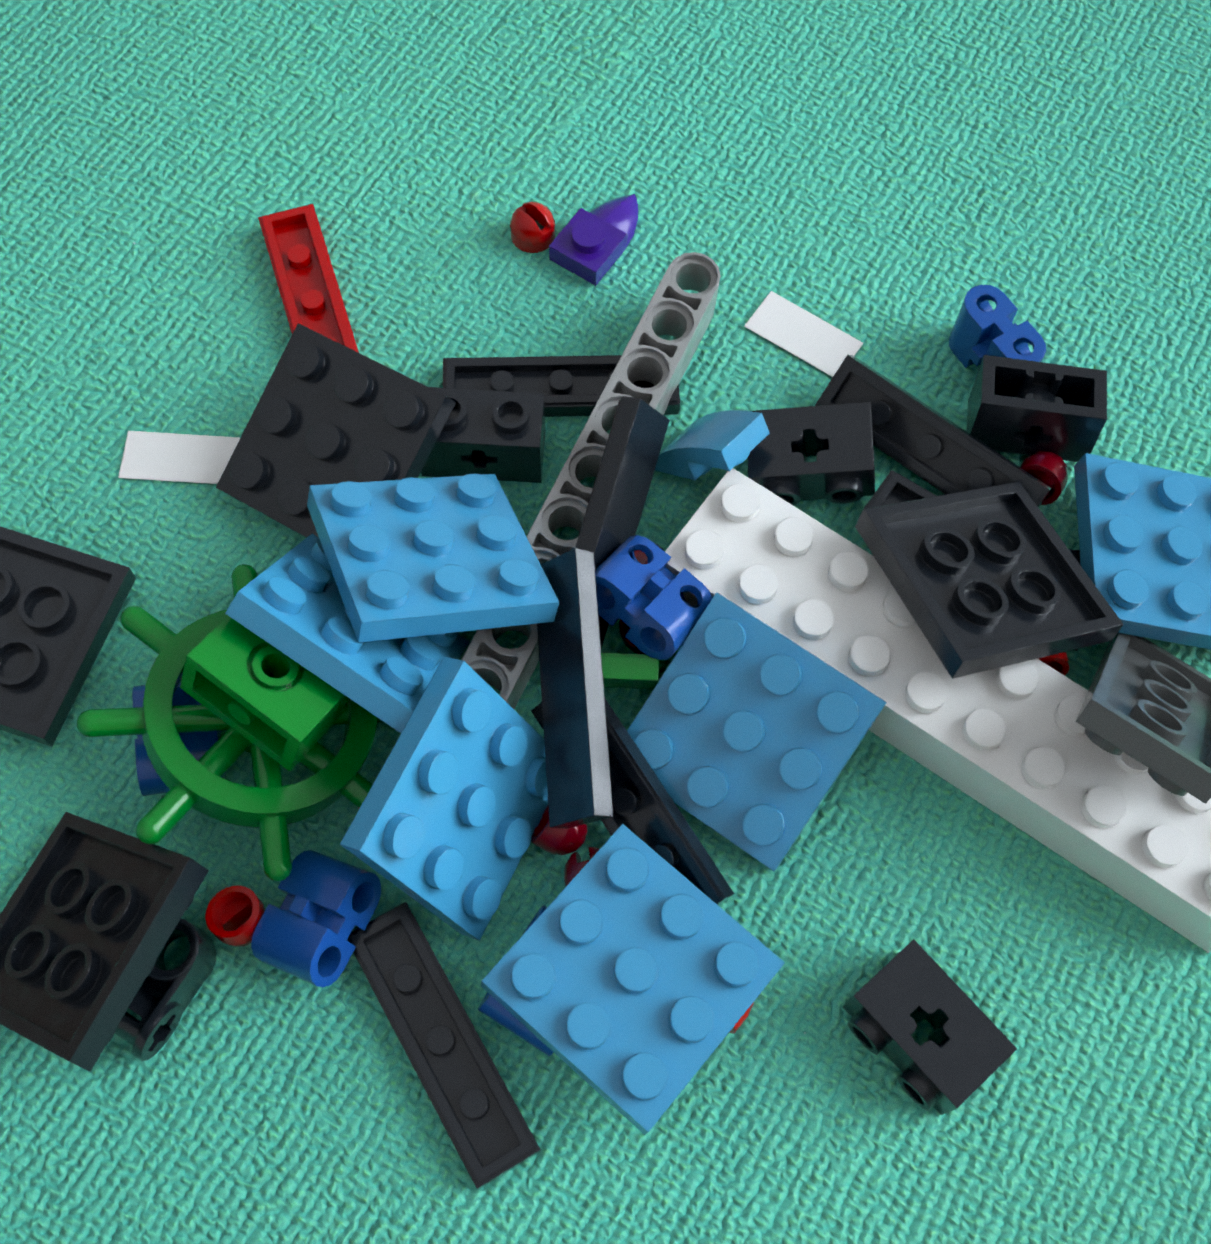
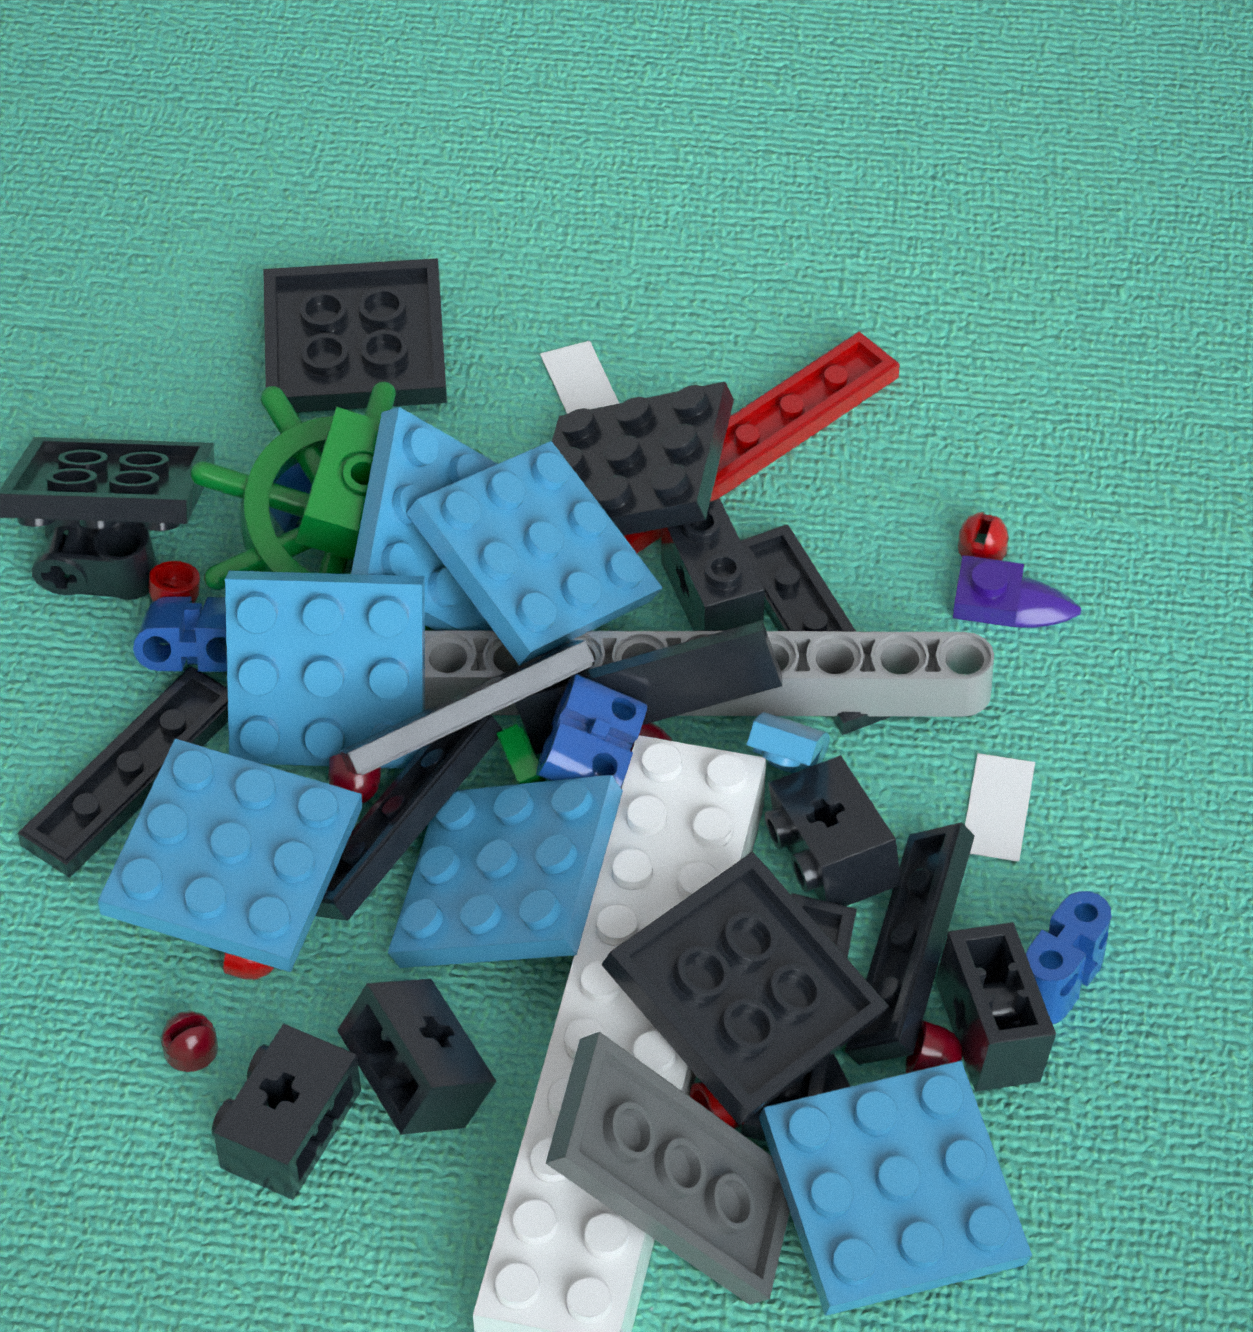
camera: 70 degrees right, 15 degrees down
(782, 1096) = (189, 1041): none -> dark red hinge
(920, 886) = (416, 1056): none -> black brick

